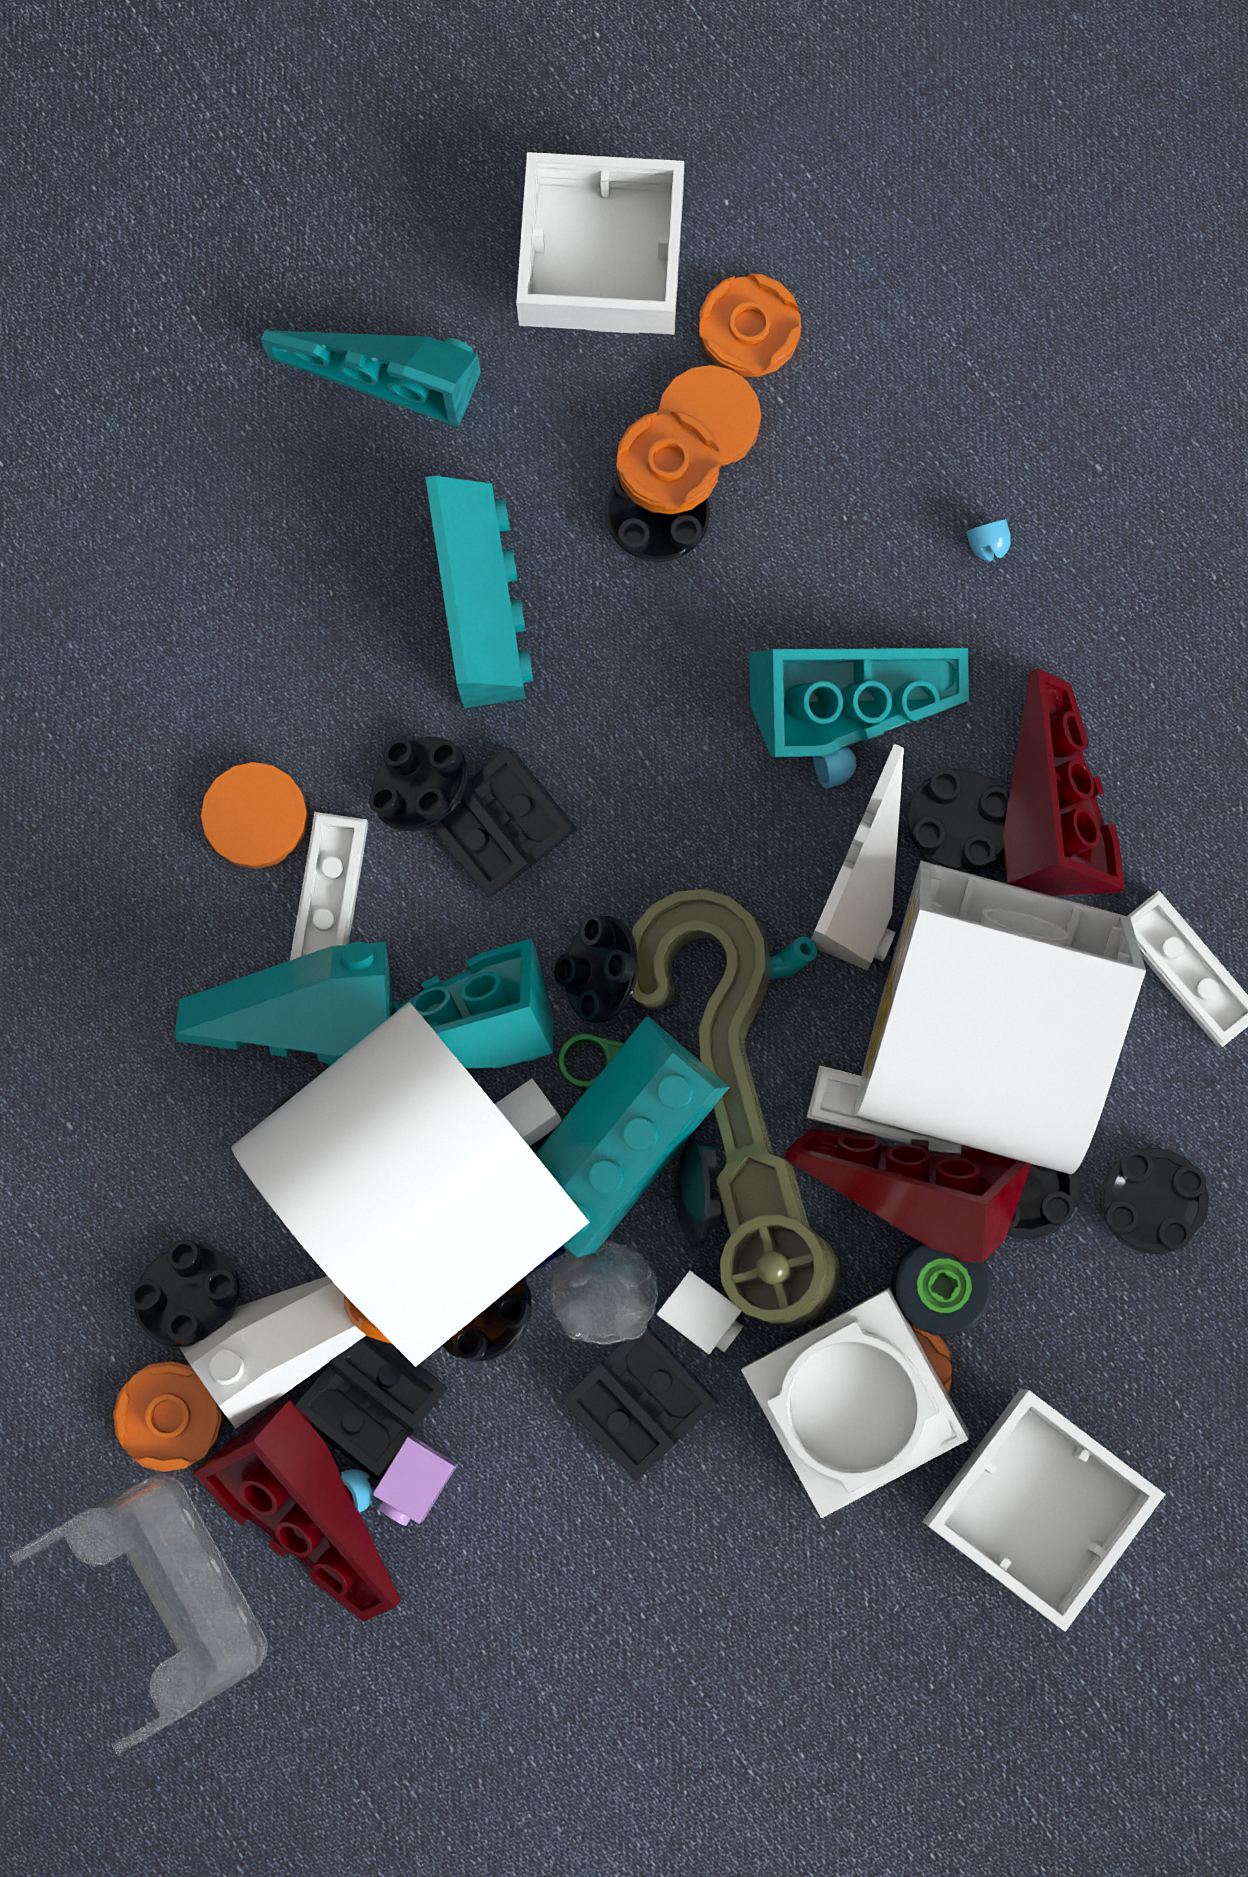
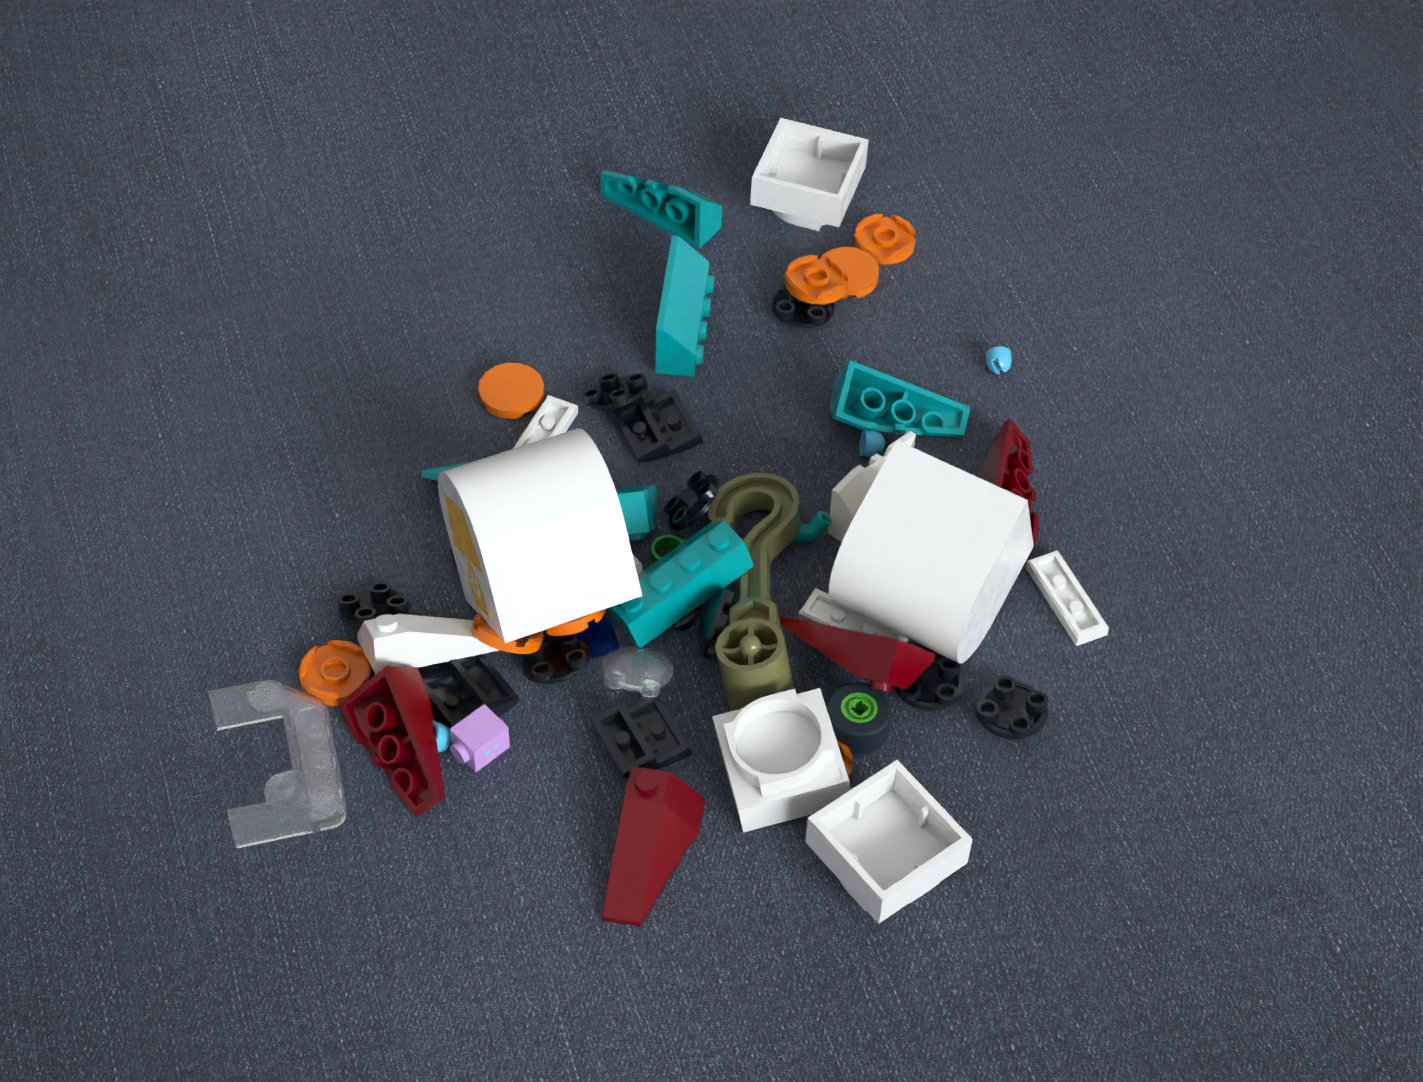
camera: 10 degrees right, 30 degrees down
(701, 1314) = (695, 694): white brick -> none
(707, 1567) = (653, 833): none -> dark red wedge

